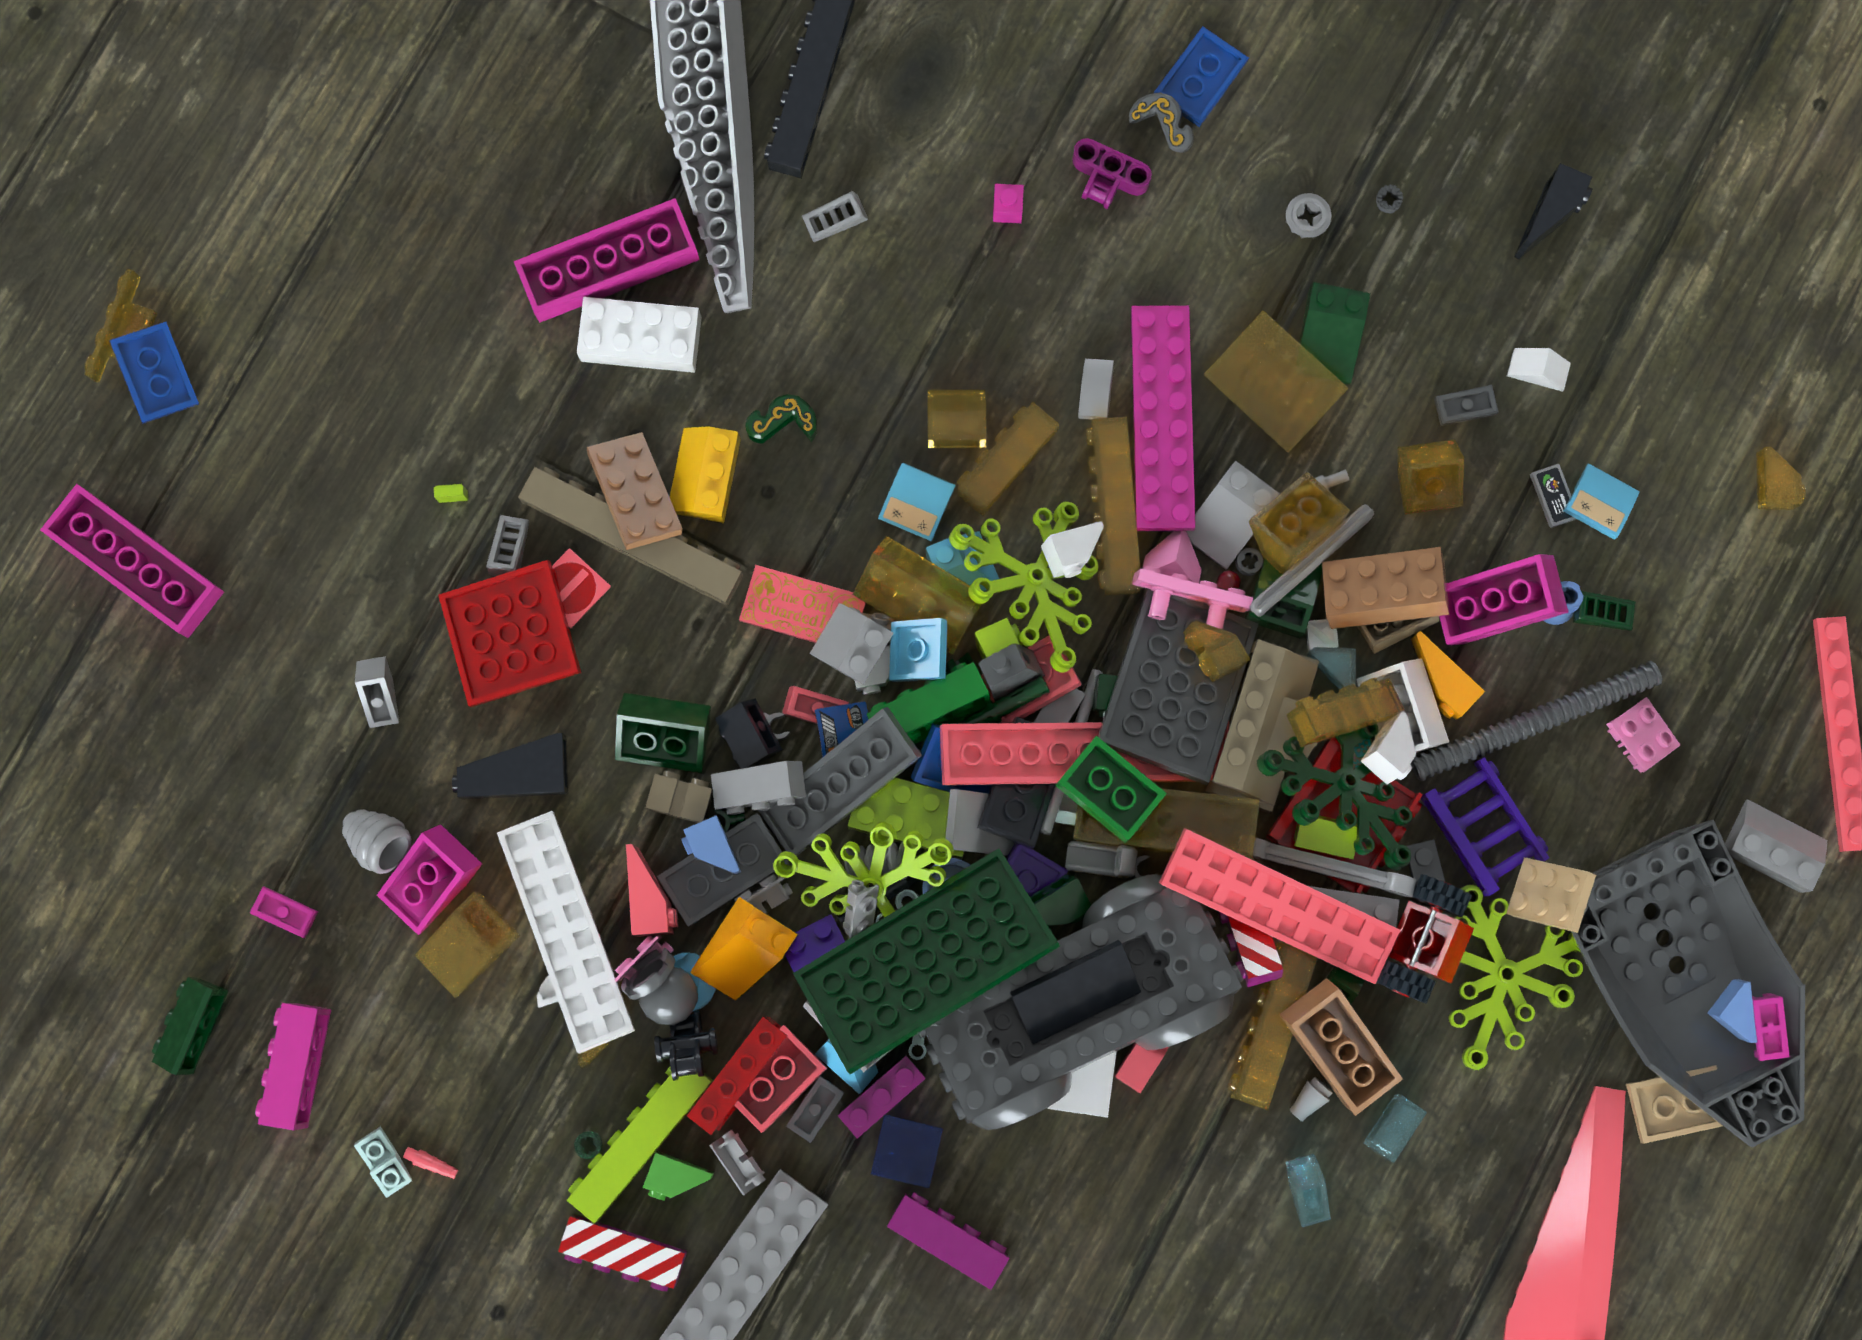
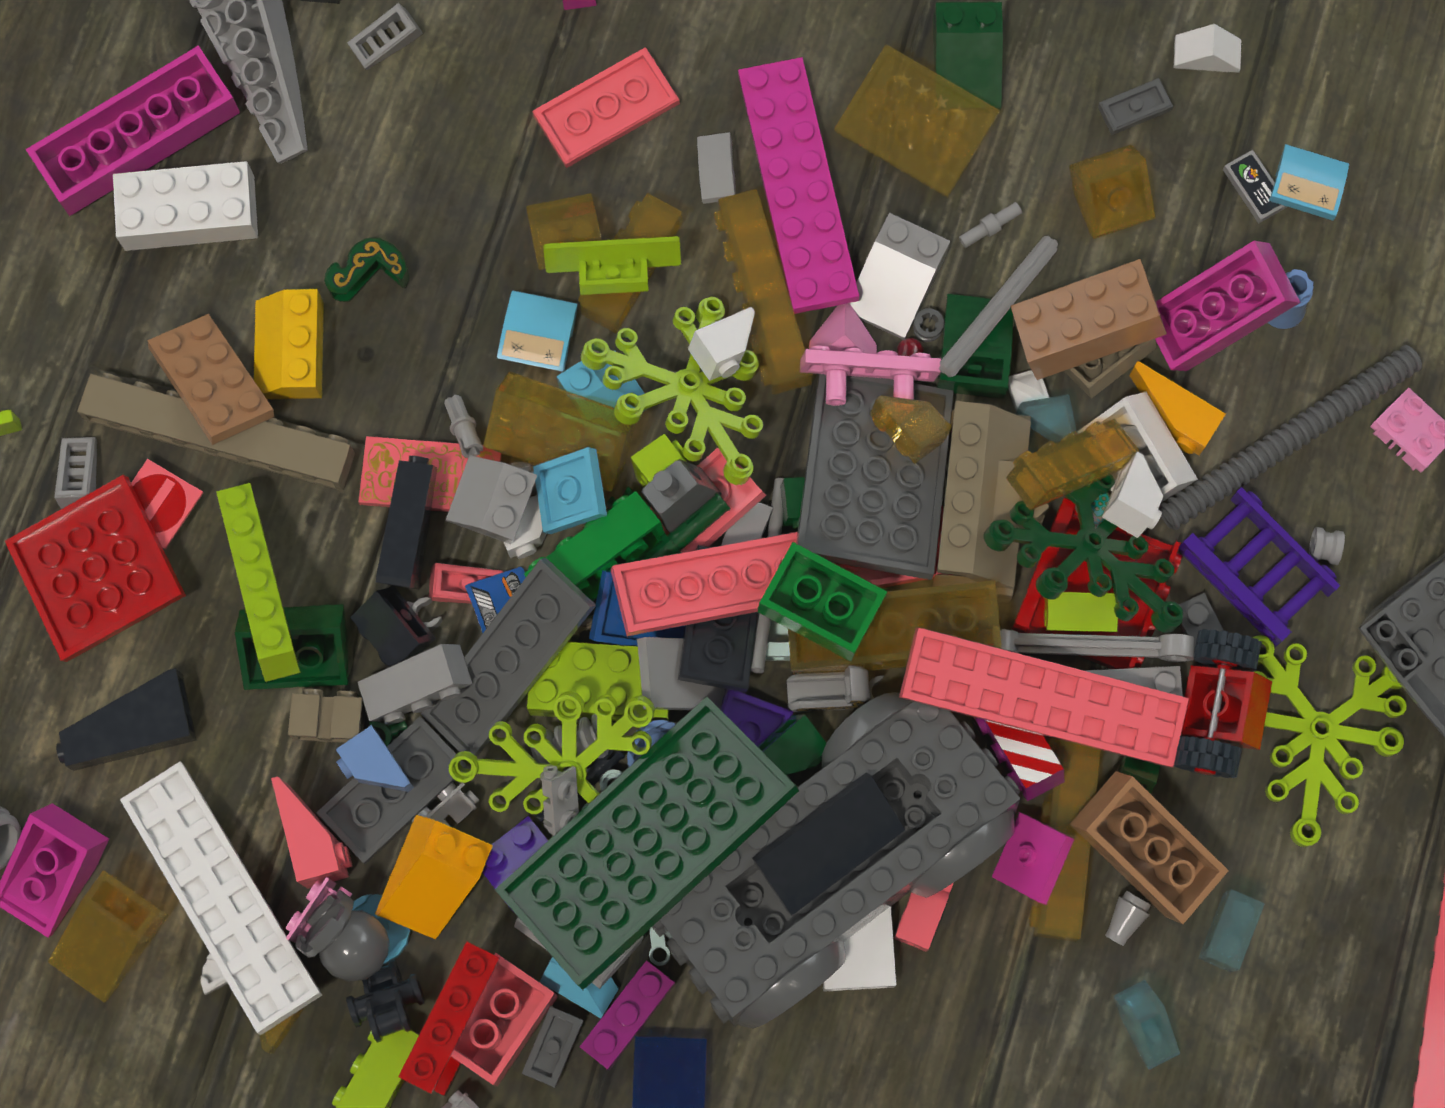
camera: 10 degrees left, 5 degrees down
(643, 675) = (257, 582): none -> lime brick
(777, 649) = (407, 524): none -> black slope
(838, 573) = (463, 427): none -> light grey axle
(992, 461) = (612, 264): none -> lime bracket
(1012, 316) = (606, 107): none -> coral tile
(1242, 1035) = (1033, 858): none -> dark pink plate
(1296, 522) = (972, 267): clear yellow slope -> none
(1546, 820) = (1327, 545): none -> light grey wheel
(1551, 894) = (1352, 623): tan plate -> none
(1581, 616) = (1316, 313): dark green slope -> none

